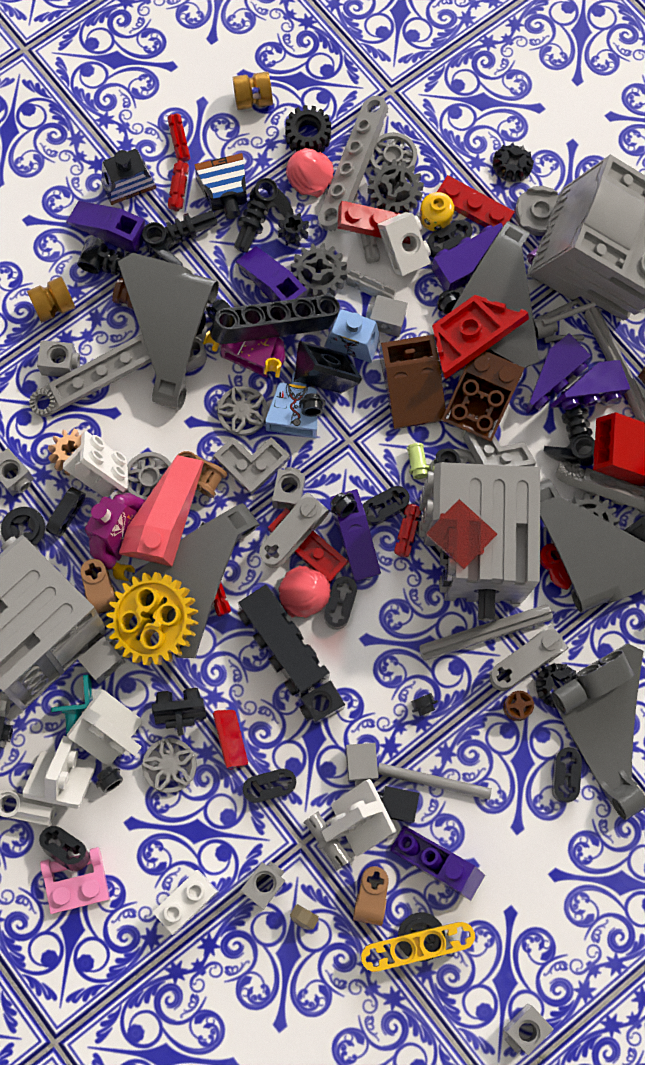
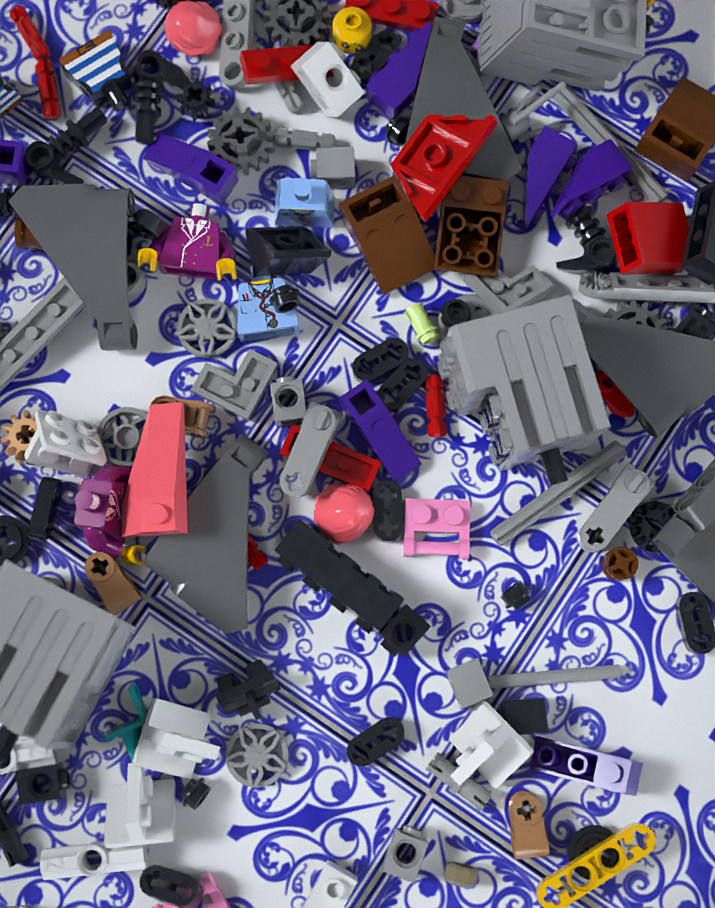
camera: 15 degrees left, 5 degrees up
(102, 659) = (143, 661): light grey brick -> none
(133, 603) = (158, 590): yellow gear -> none
(230, 739) = (315, 703): red slope -> none
(274, 319) = (253, 192): black beam -> none
(343, 504) = (357, 403): black plate -> none
(374, 473) = (375, 355): none -> black beam
(378, 620) = (437, 517): none -> bright pink plate
(461, 534) = (506, 400): clear red piece -> none

